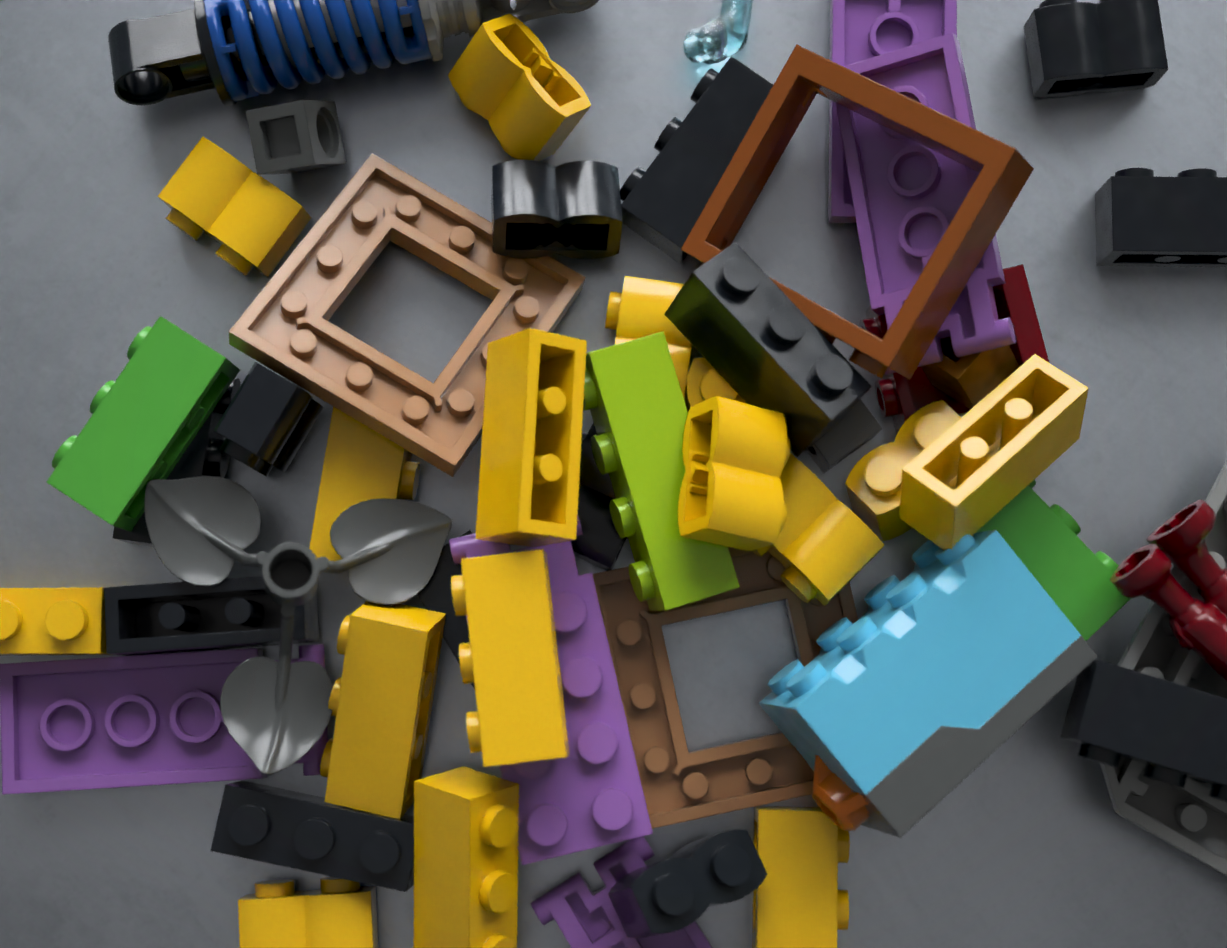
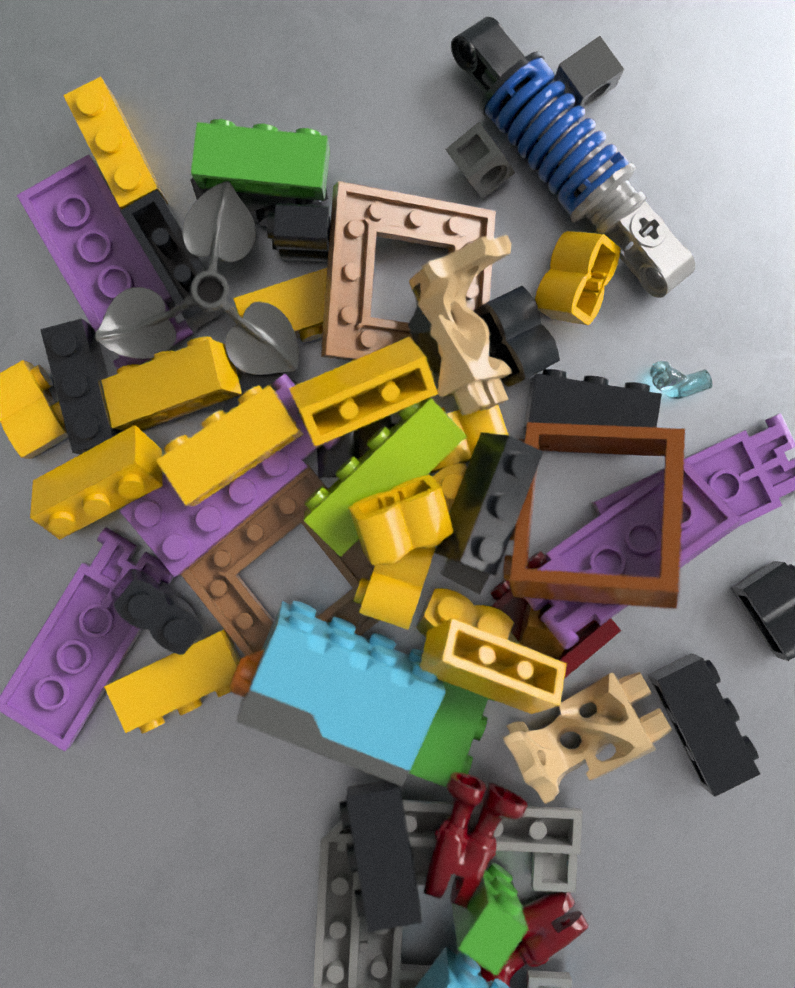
camera: 60 degrees right, 5 degrees up
(233, 207) = (420, 149): yellow brick -> none
(511, 284) = (454, 335): none -> tan hips
(1142, 337) = (546, 761): none -> tan hips

